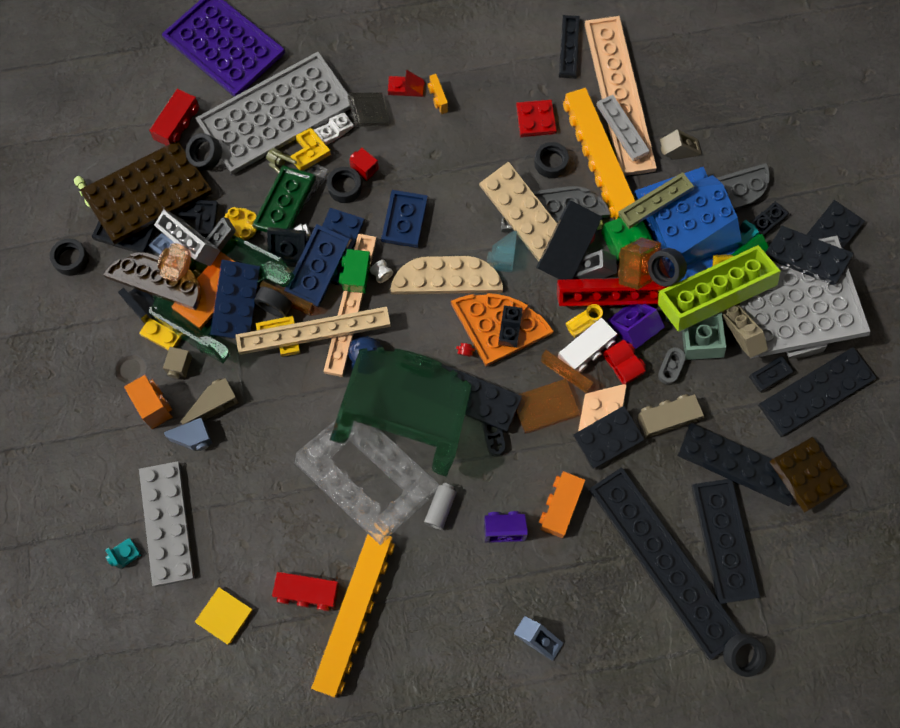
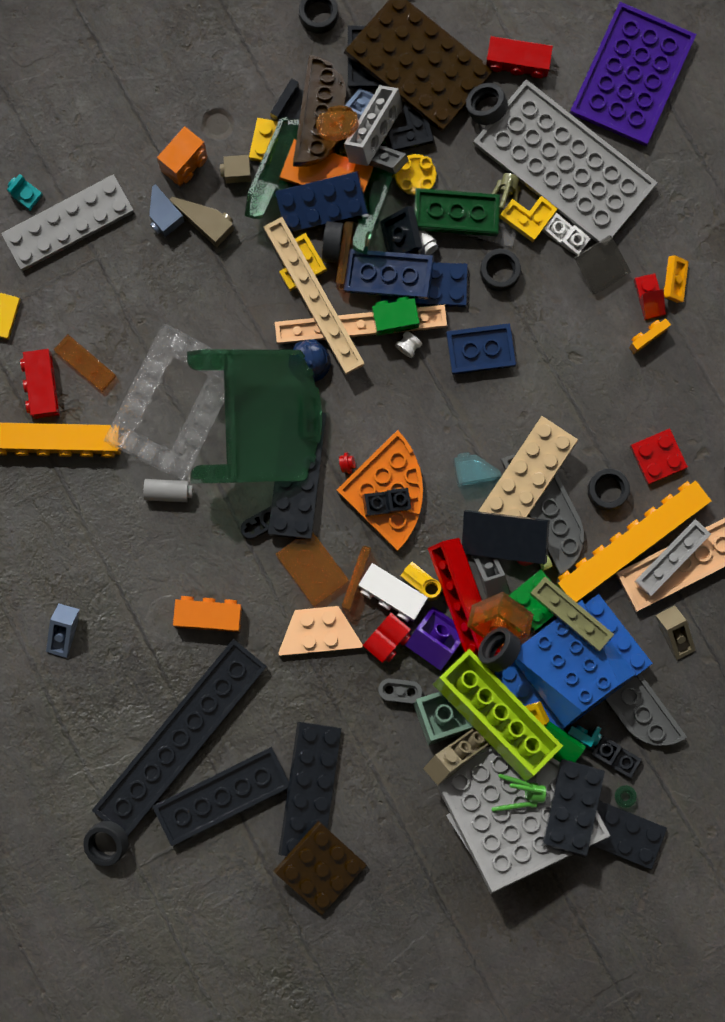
camera: 70 degrees right, 10 degrees up
(299, 546) = (85, 363): none -> clear orange tile
(364, 163) = (530, 281): red brick -> none
(395, 61) = (676, 279): none -> light orange plate
(446, 276) = (428, 416): tan plate -> none
(505, 527) = (163, 562): dark purple slope -> none
(608, 437) = (294, 642): black plate -> none
(669, 415) = (341, 702): dark tan brick -> none
(770, 374) = (425, 802): black plate -> none
(789, 281) = (533, 792): none -> bright green plant
(802, 218) = (632, 796): none -> clear green plate
(816, 391) = (422, 859): black plate -> none

